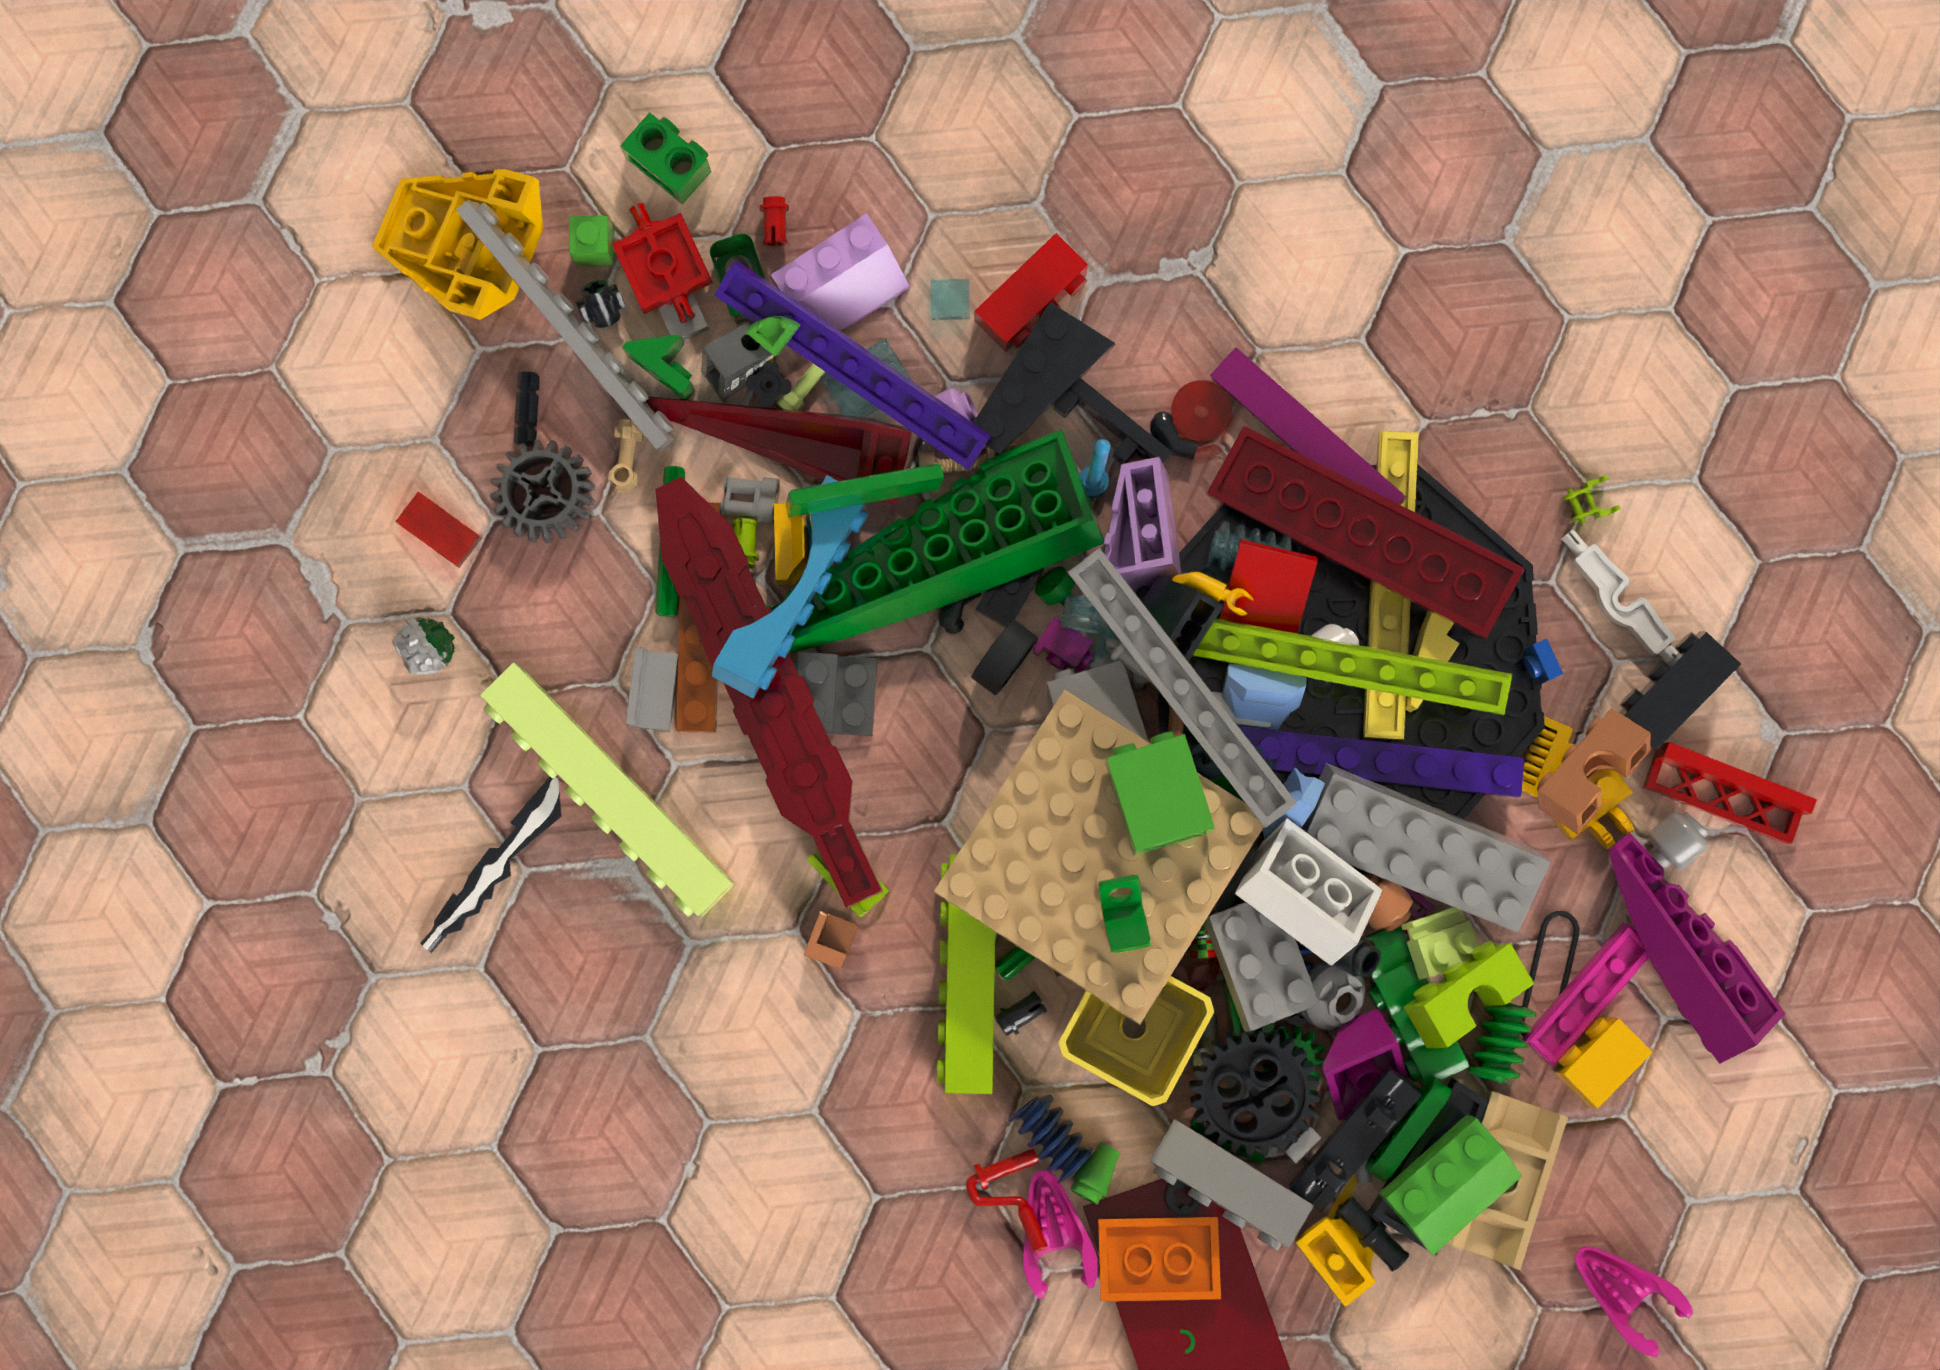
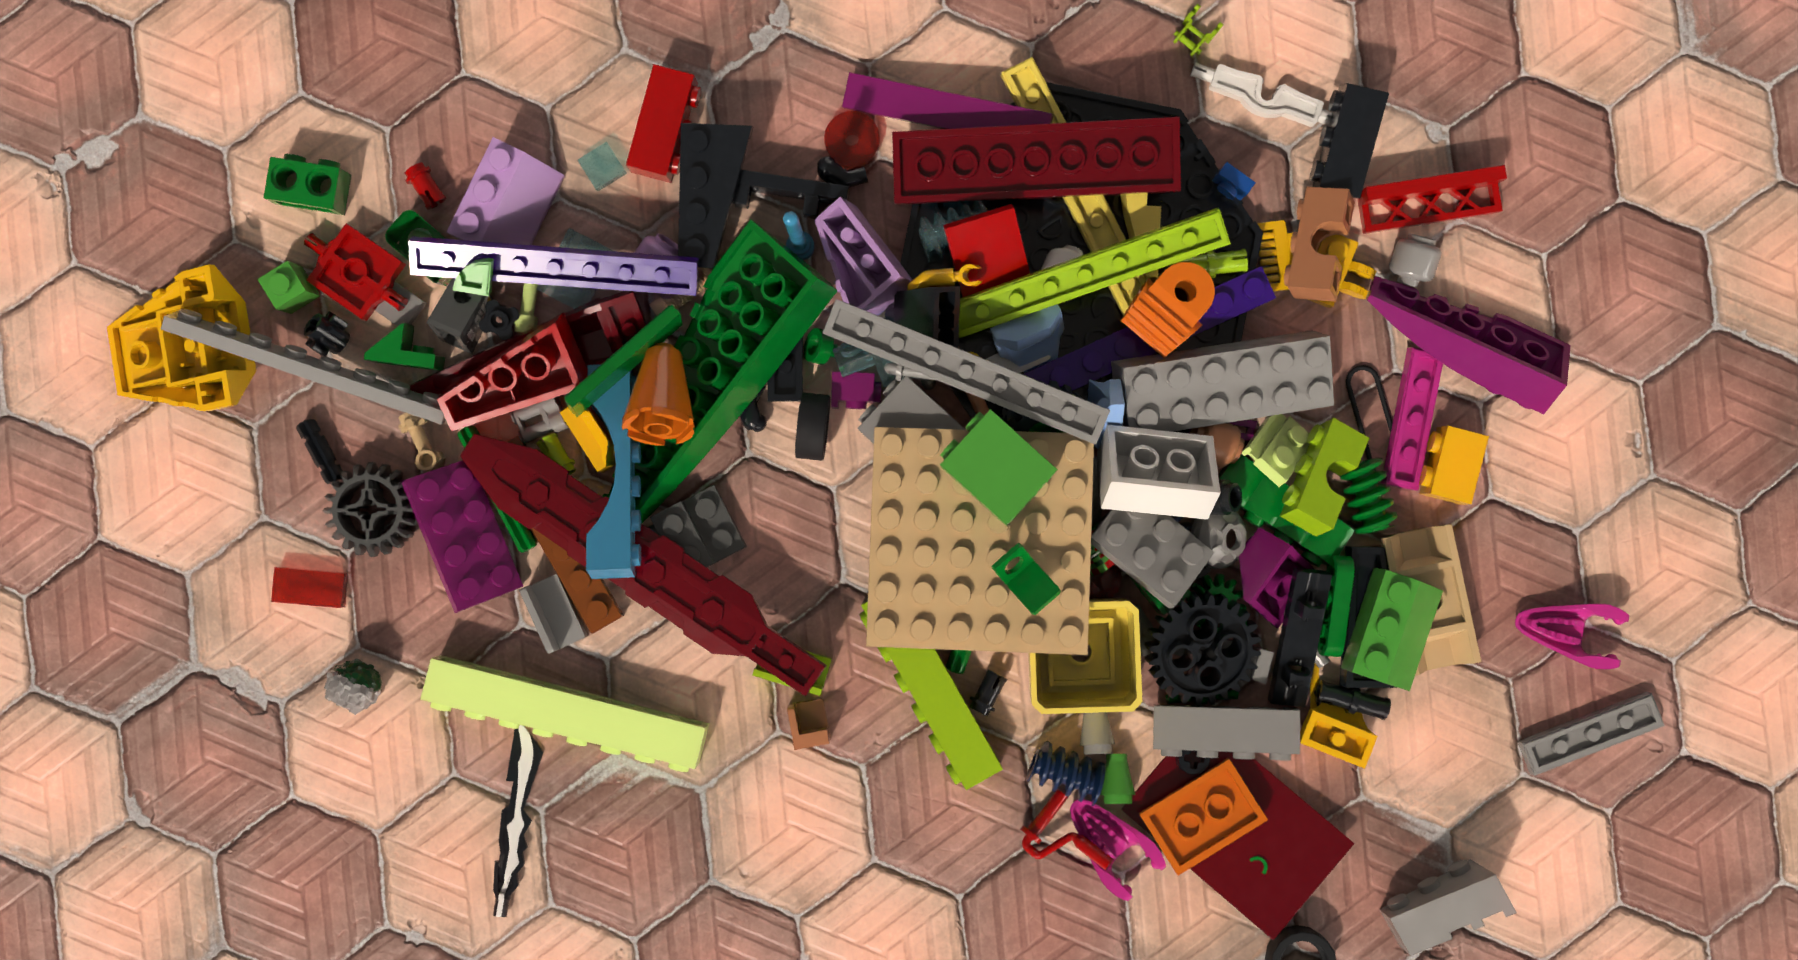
camera: 35 degrees left, 5 degrees up
(612, 565) = (462, 535): none -> magenta plate
(759, 448) = (522, 375): none -> red wedge
(876, 547) = (660, 399): none -> orange cone
(1103, 1114) = (1096, 734): none -> light grey cone
(1398, 745) = (1164, 319): none -> orange piece
(1476, 727) = (1221, 262): none -> lime pin

